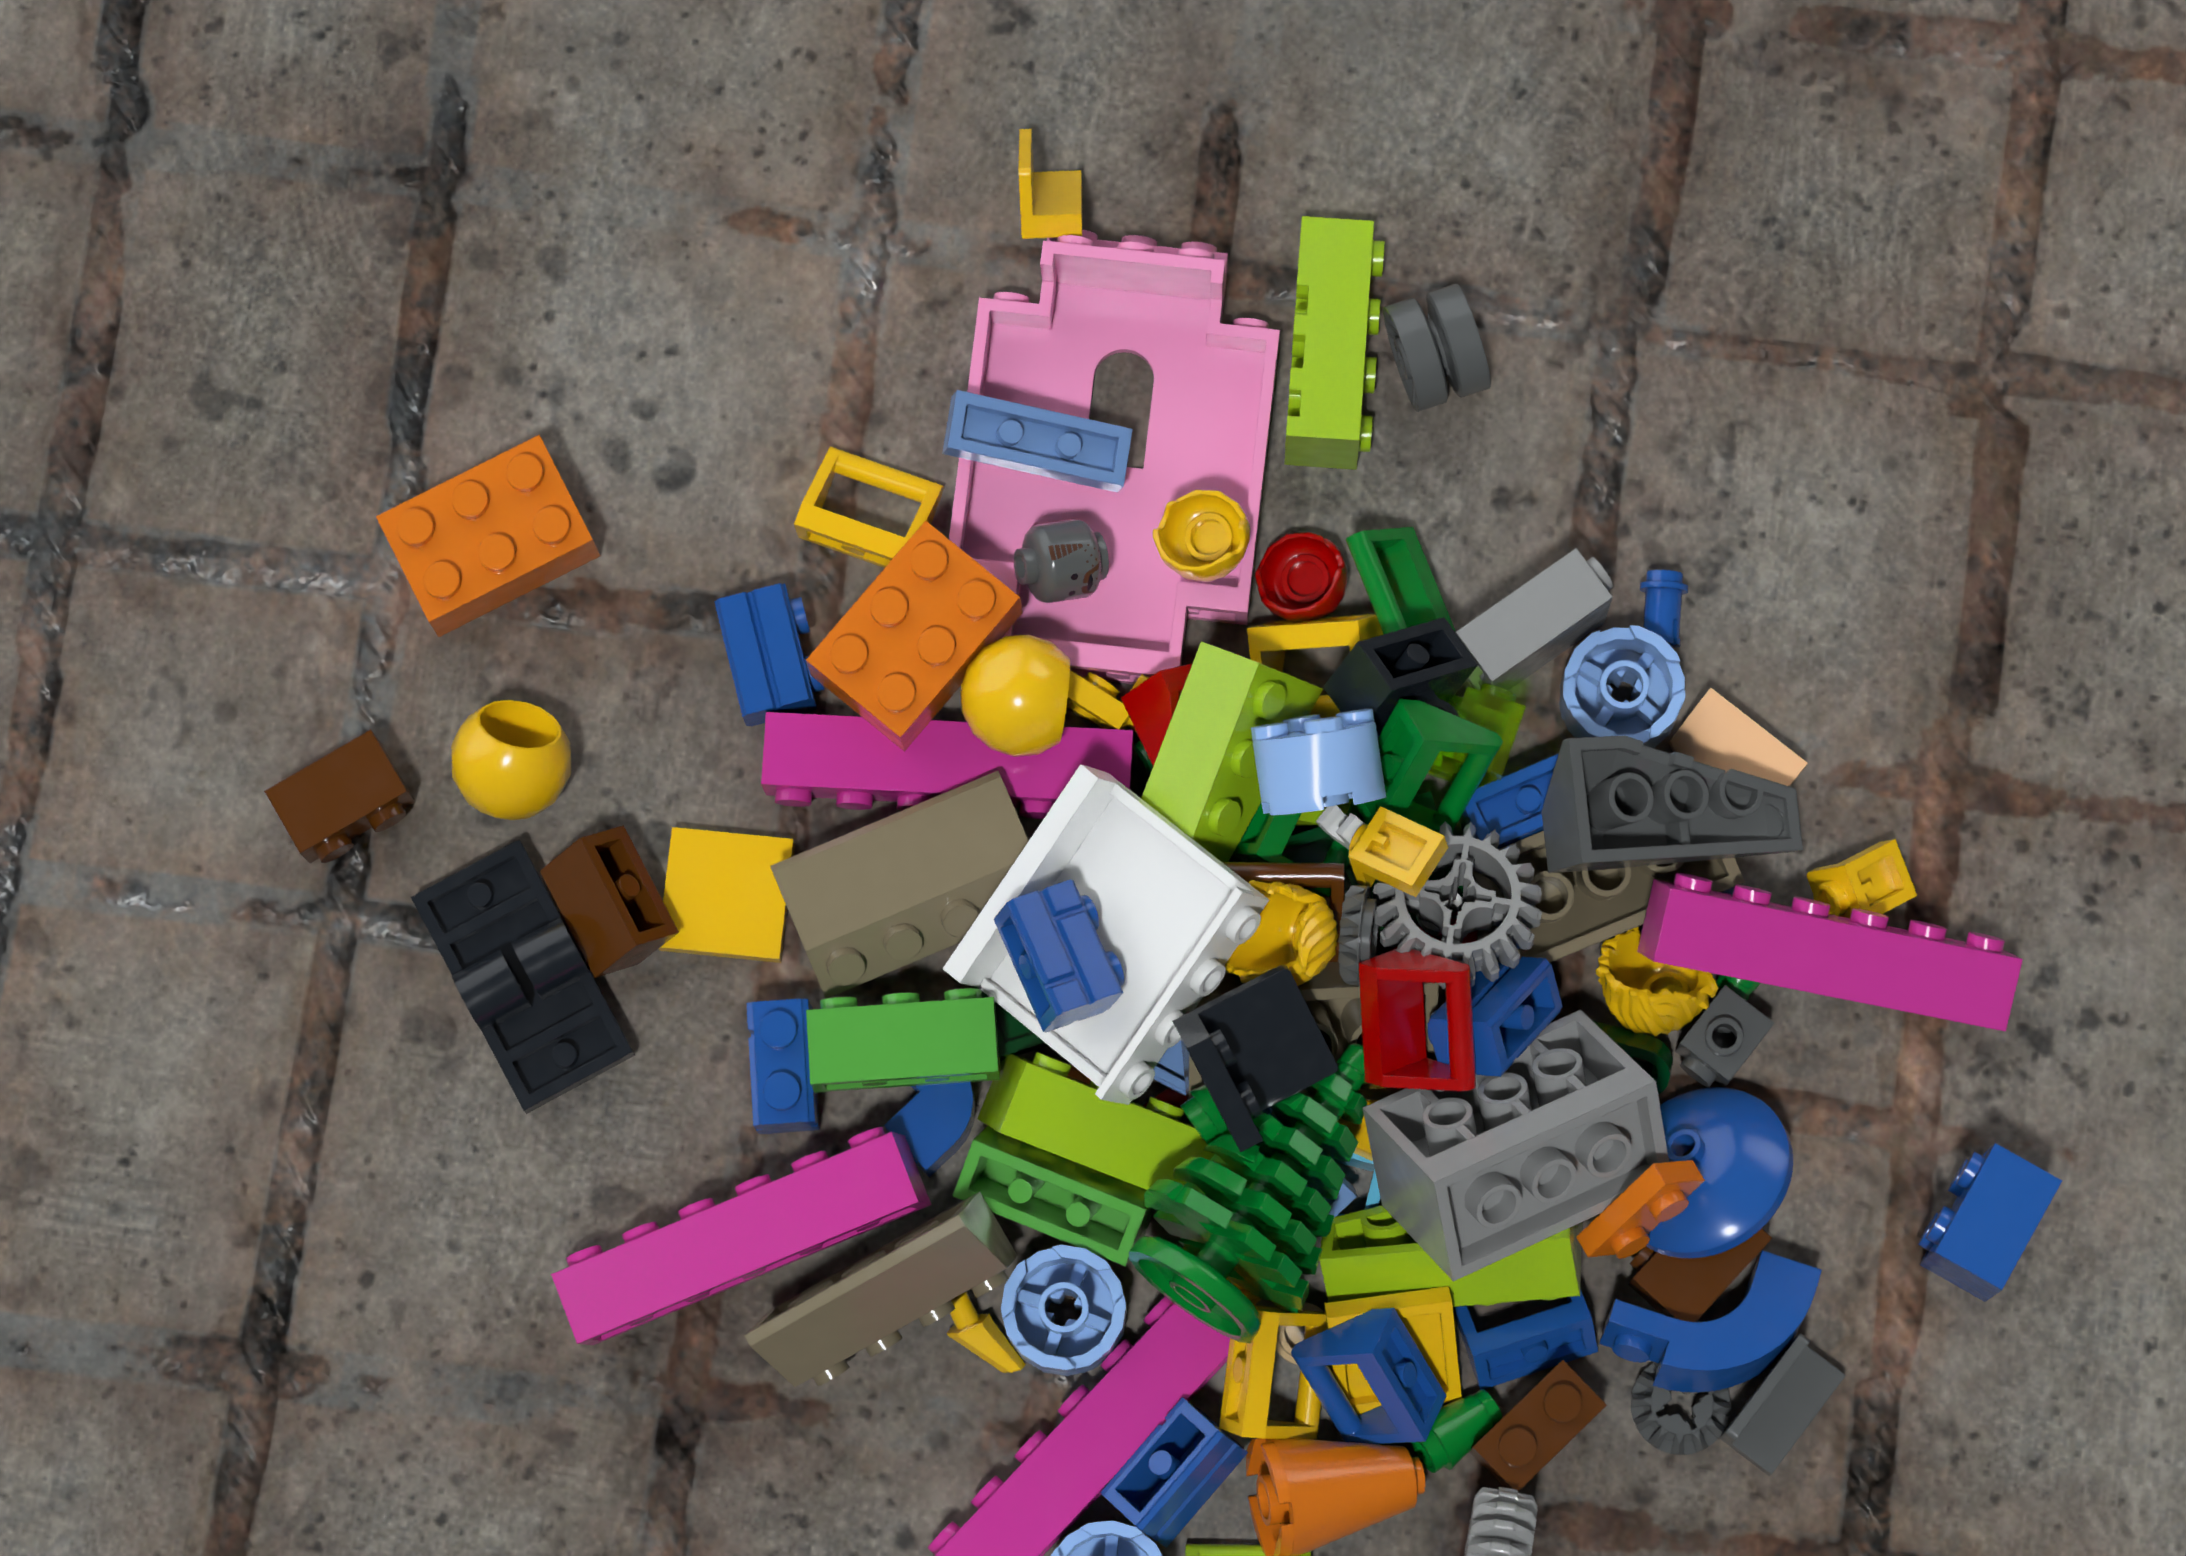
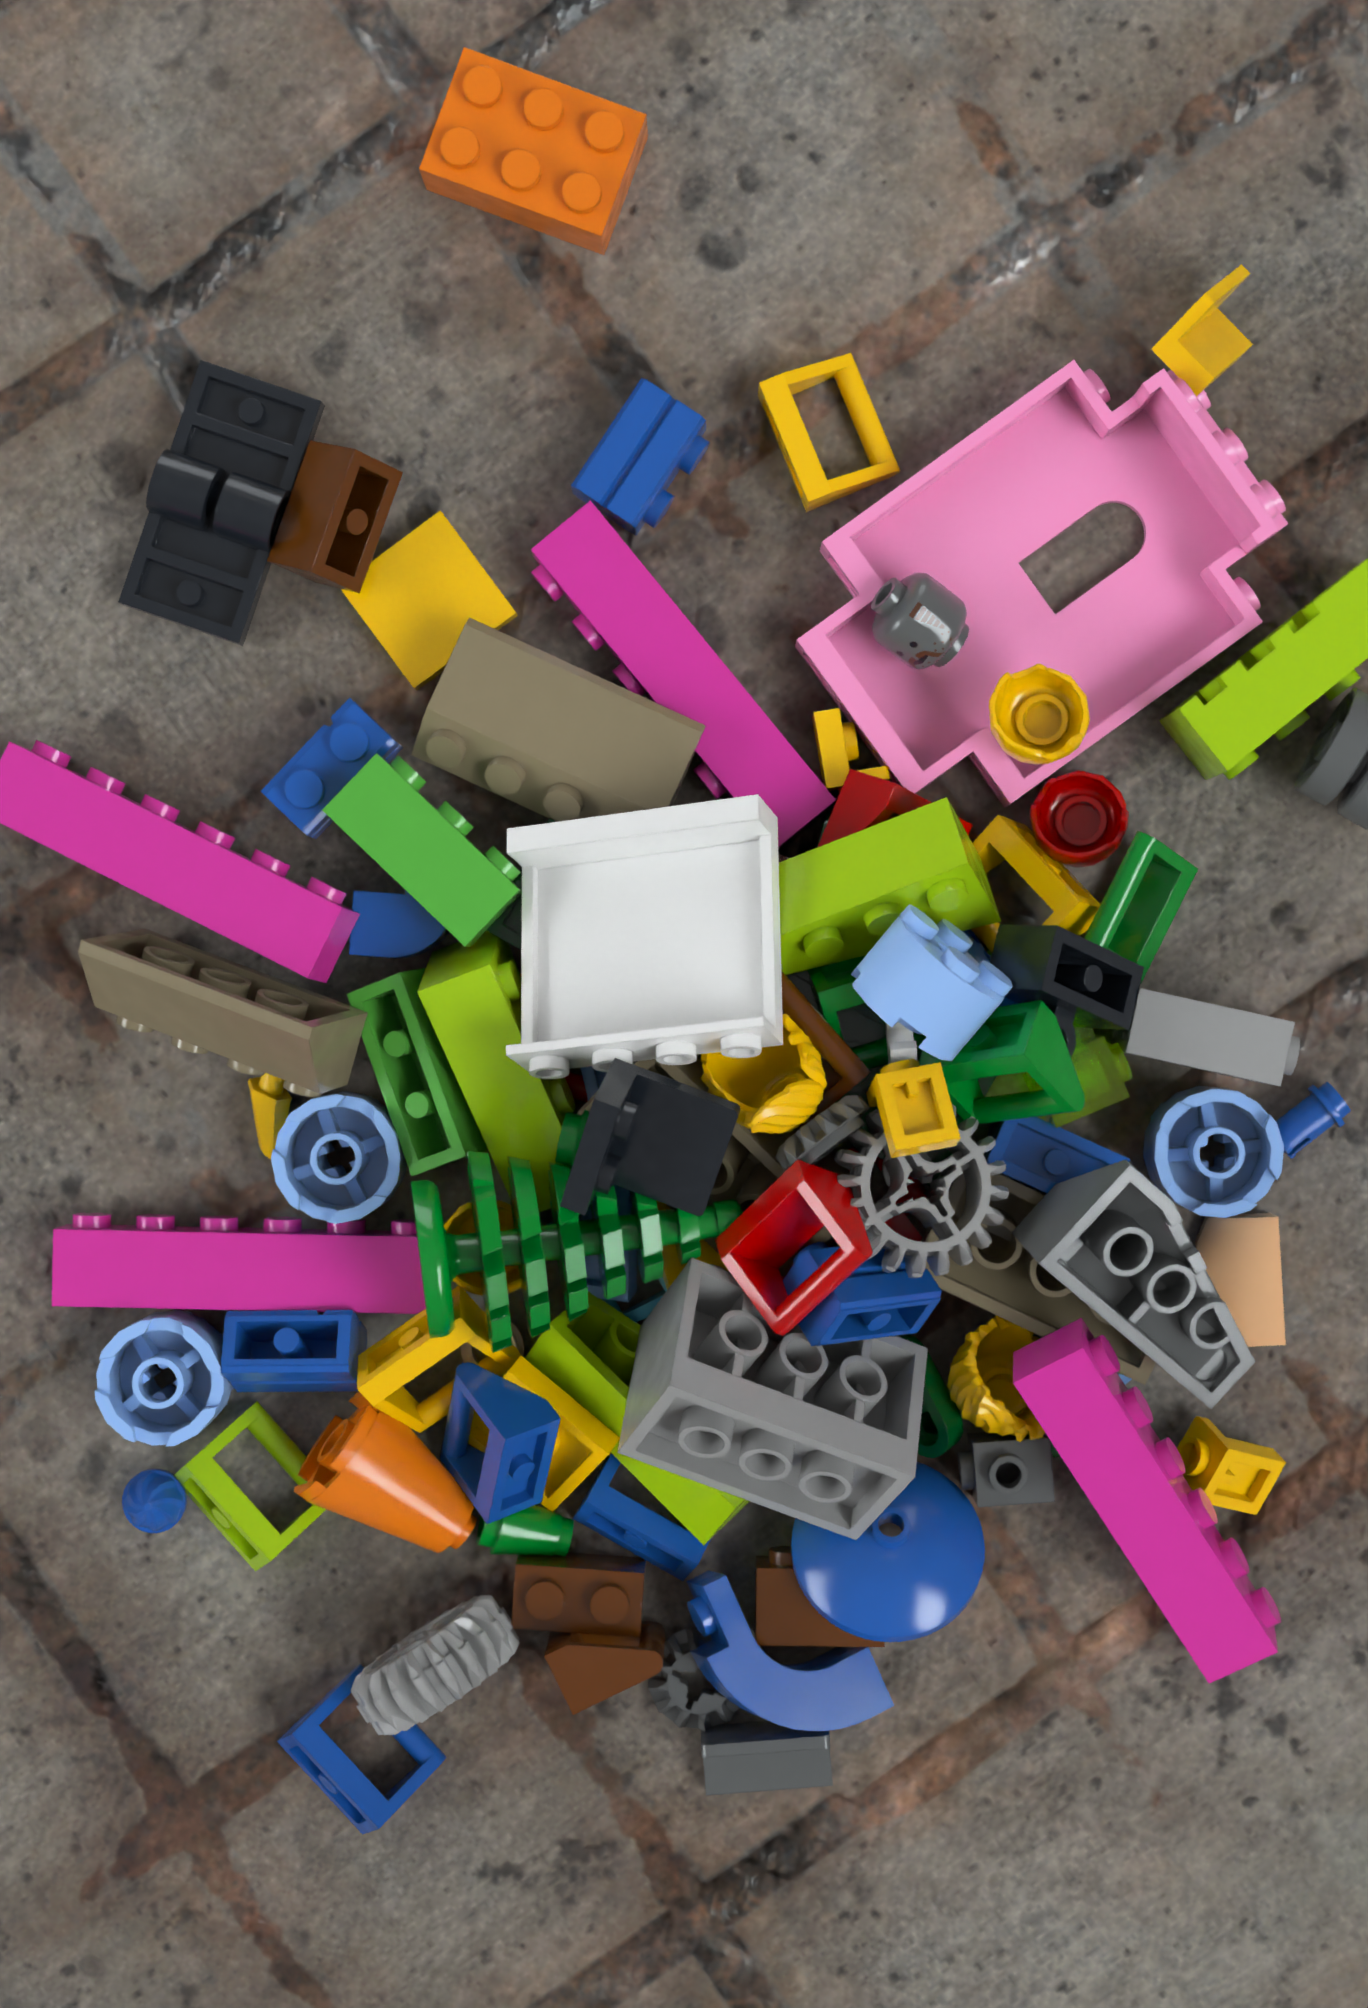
camera: 40 degrees right, 10 degrees up
(341, 798) = (227, 233): reddish brown brick -> none
(511, 759) = (372, 336): yellow helmet -> none
(914, 635) = (752, 561): orange brick -> none
(1017, 695) = (776, 687): yellow helmet -> none
(1037, 441) = (997, 513): medium blue plate -> none
(1060, 955) = (593, 916): blue brick -> none
(1598, 1452) = (601, 1666): none -> reddish brown tile
(1649, 1200) = (829, 1545): orange plate -> none
(1989, 1222) = (1047, 1801): blue piece -> none

